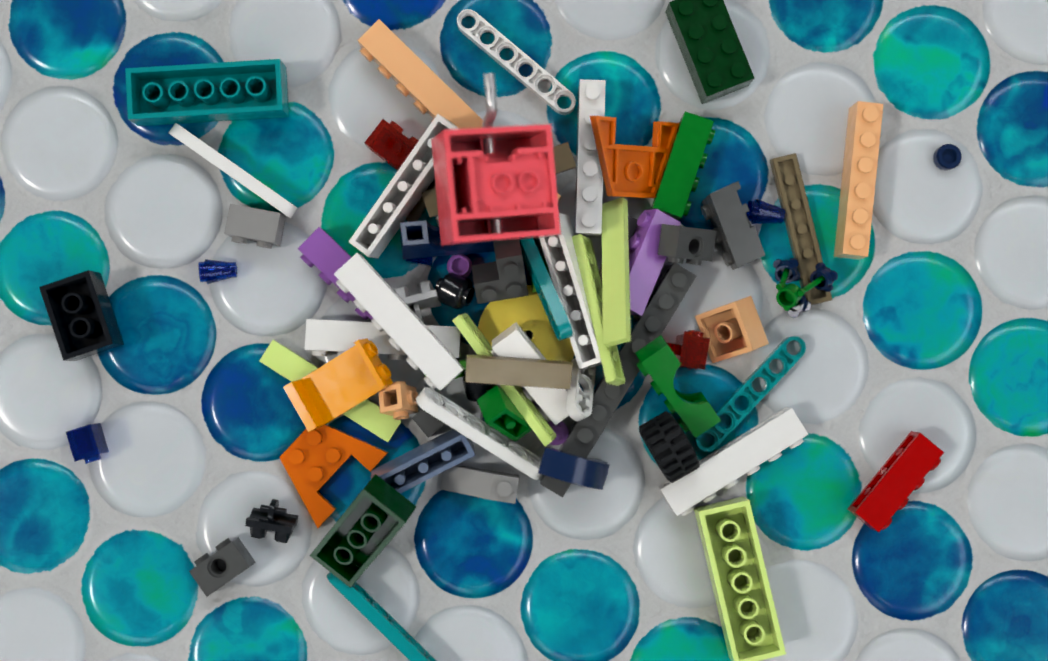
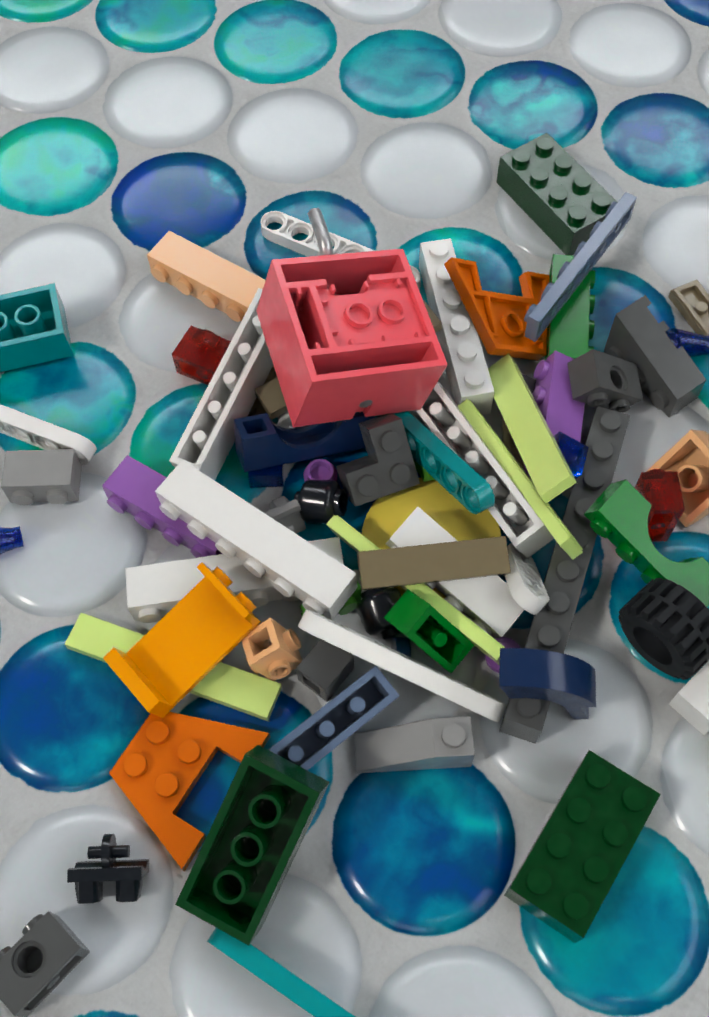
camera: 10 degrees left, 25 degrees down
(569, 569) = (582, 847): none -> dark green brick
(640, 302) = (573, 452): none -> clear blue tile
(707, 126) = (574, 272): none -> sand blue plate

